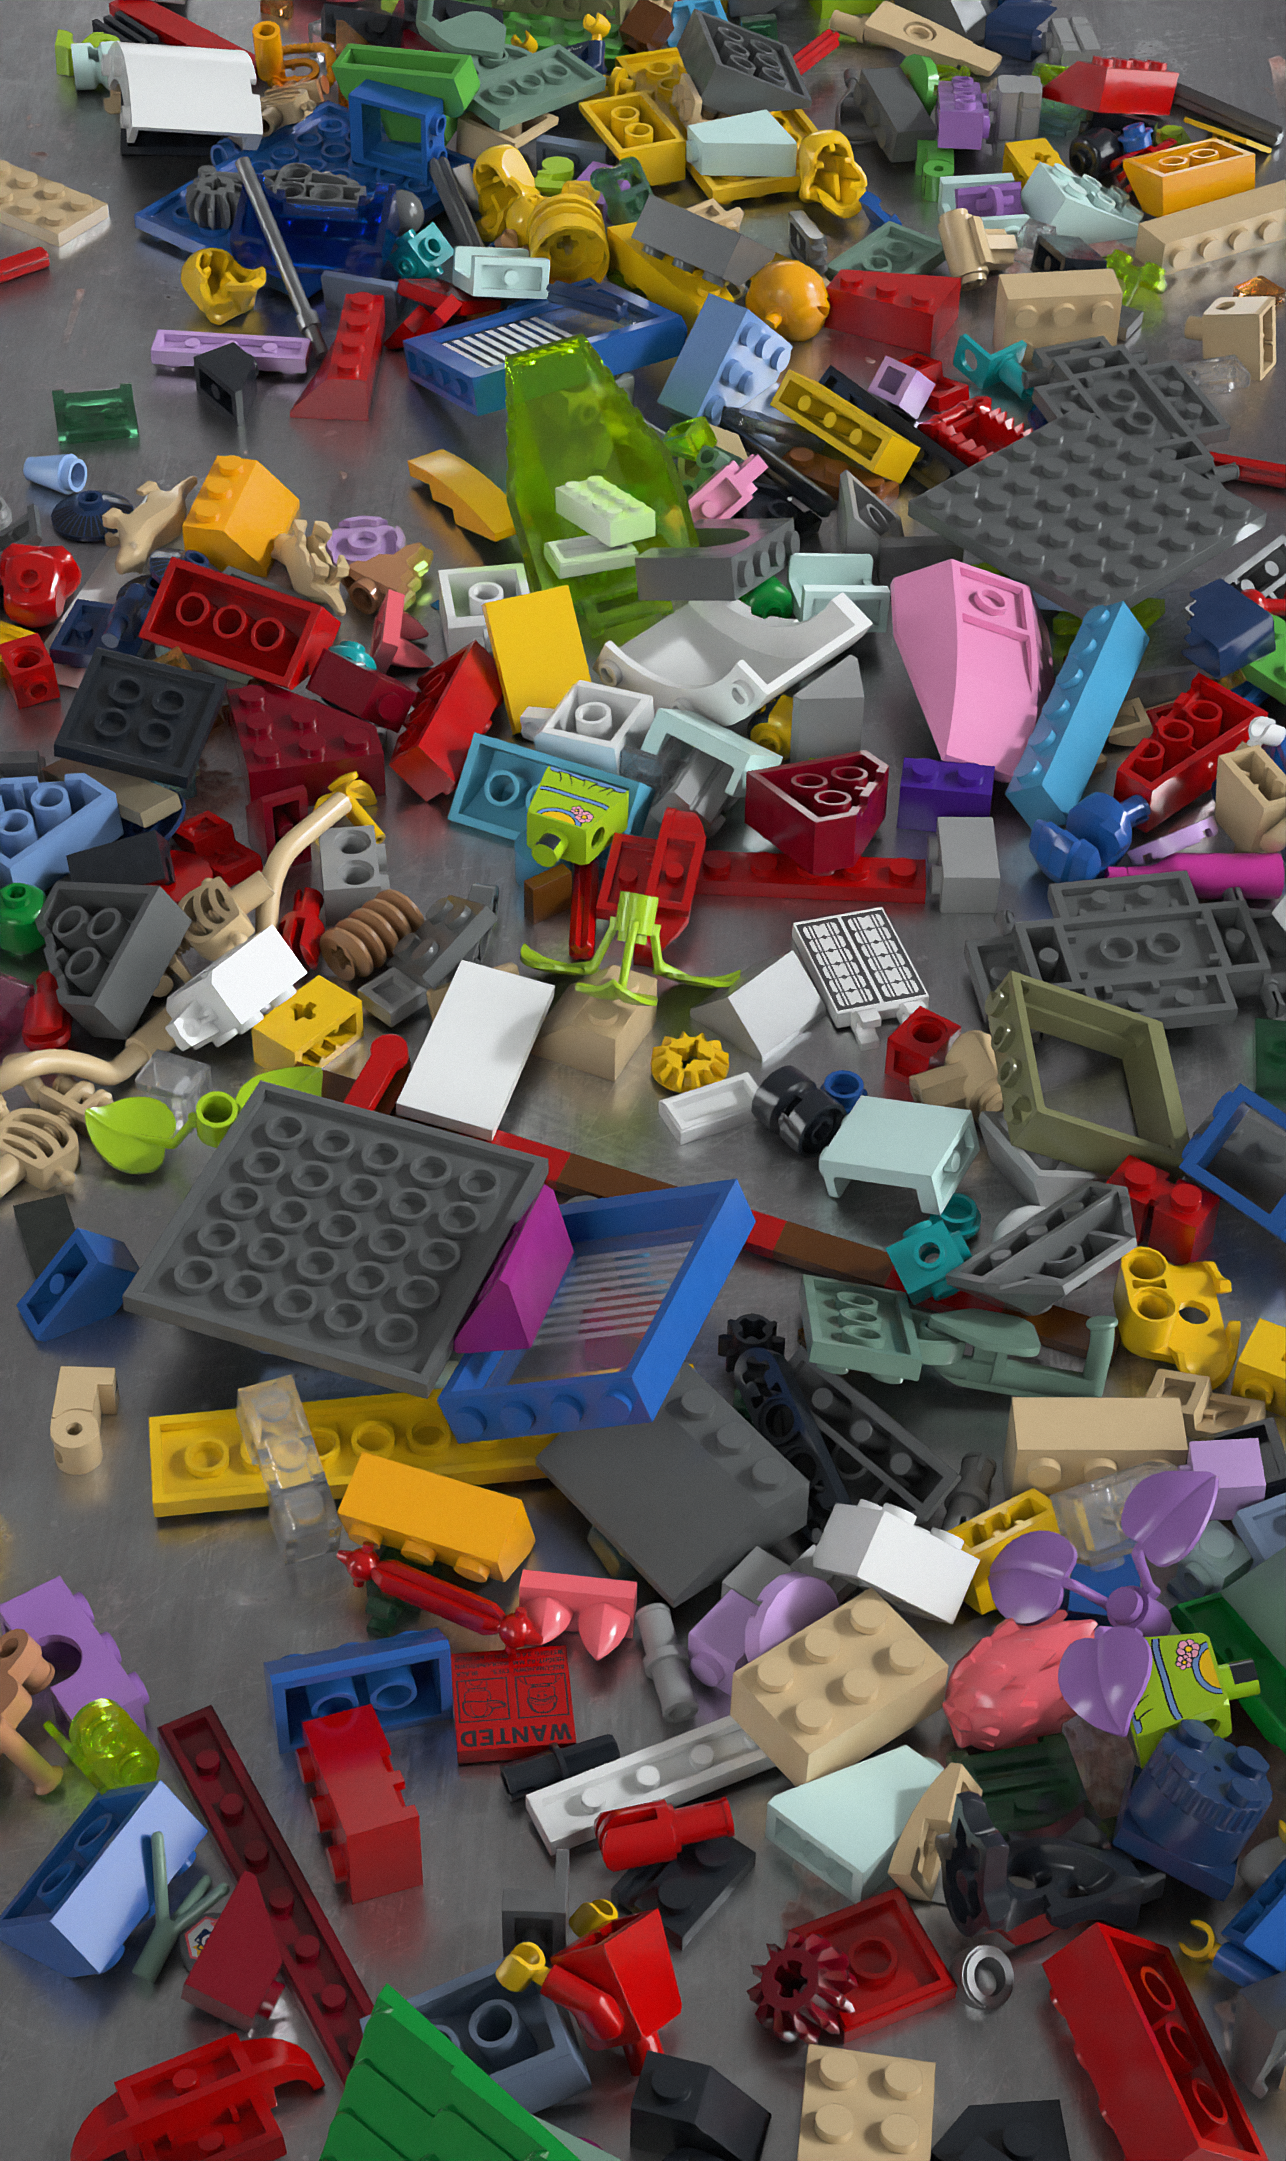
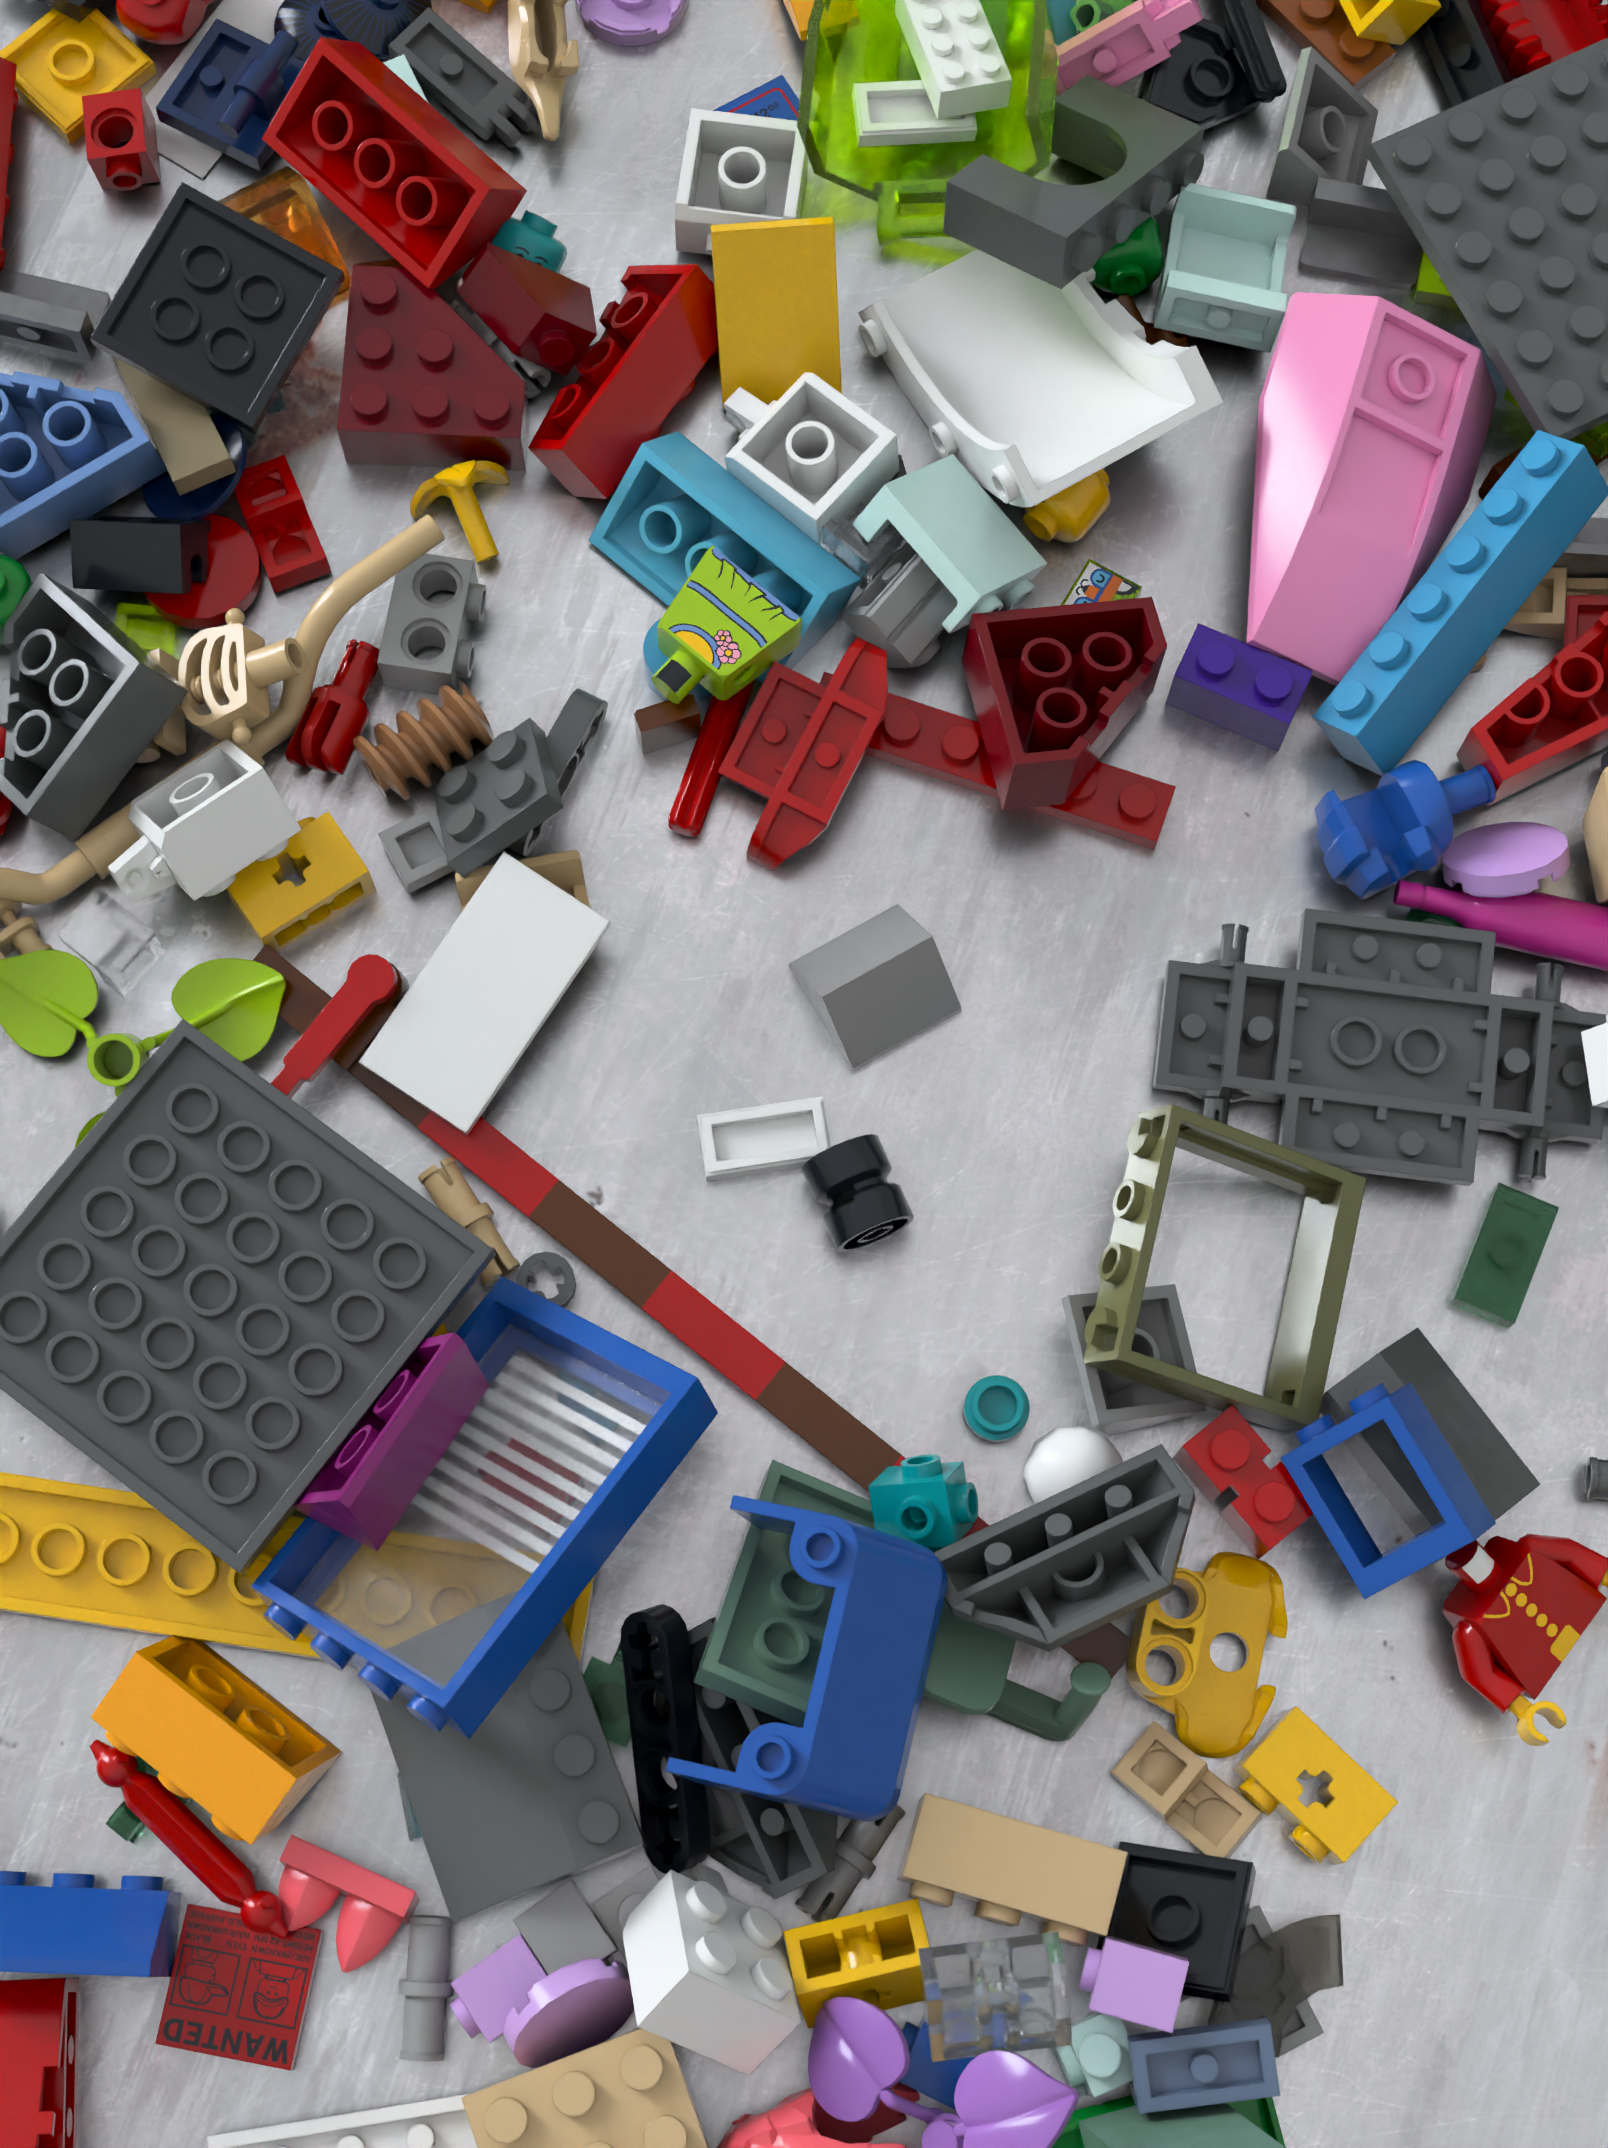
camera: 15 degrees right, 30 degrees up
(273, 817) = (355, 517): dark red slope -> none
(292, 1472) = (60, 1582): clear arch -> none
(392, 636) = (601, 209): coral tile -> none
(399, 572) = (641, 73): nougat rock -> none
(555, 1765) = (263, 2094): black axle -> none
(596, 1032) = (661, 963): tan slope -> none
(634, 922) = (732, 864): lime plant -> none
(668, 1066) = (762, 1083): yellow gear -> none
(749, 1332) = (667, 1567): black gear -> none
(828, 714) = (1128, 516): light grey slope -> none
(845, 1088) = (932, 1149): blue plate -> none
(860, 971) = (1027, 960): white tile -> none
(902, 1147) = (955, 1304): light aqua panel -> none
(915, 1384) = (867, 1673): none -> blue windscreen
(919, 1044) = (1038, 1146): red brick -> none
(965, 865) = (1222, 815): light grey brick -> none
(966, 1078) = (1074, 1202): tan piece -> none

